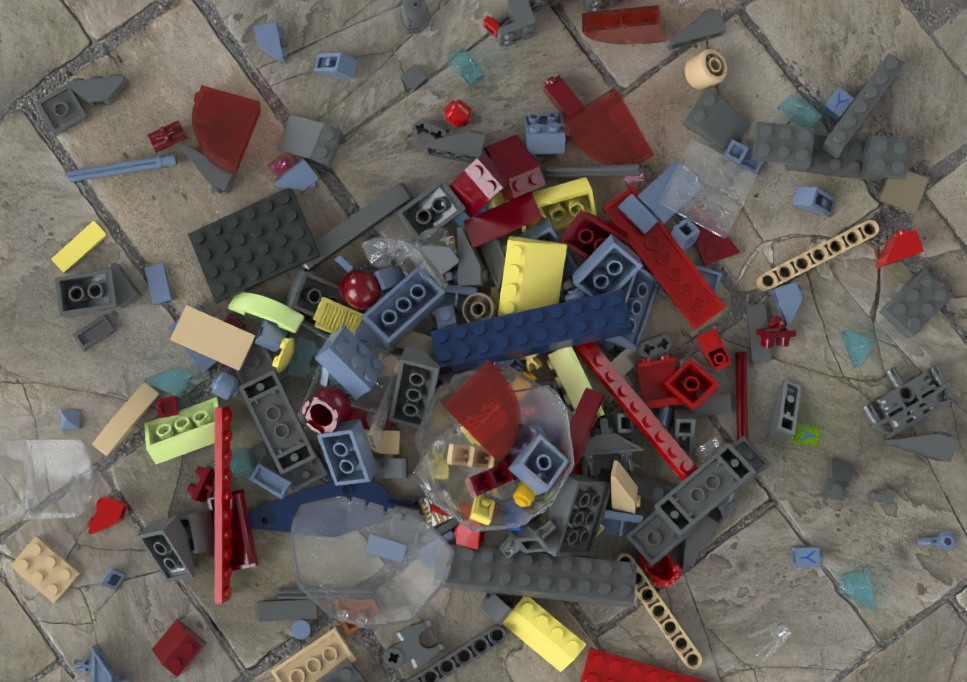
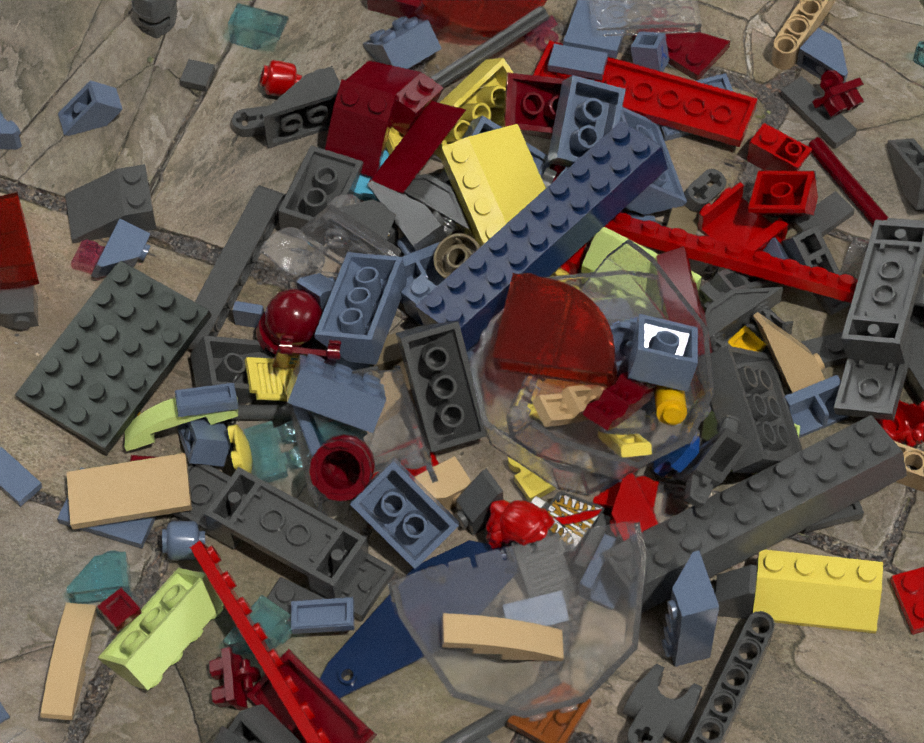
camera: 30 degrees left, 25 degrees down
(281, 314) = (206, 399): none -> sand blue tile
(352, 323) = (287, 355): none -> dark red flag
(353, 558) = (502, 636): none -> tan slope
(405, 498) = (517, 522): none -> red hair
(455, 616) = (691, 615): none -> sand blue slope
(603, 466) = (747, 340): none -> yellow tile

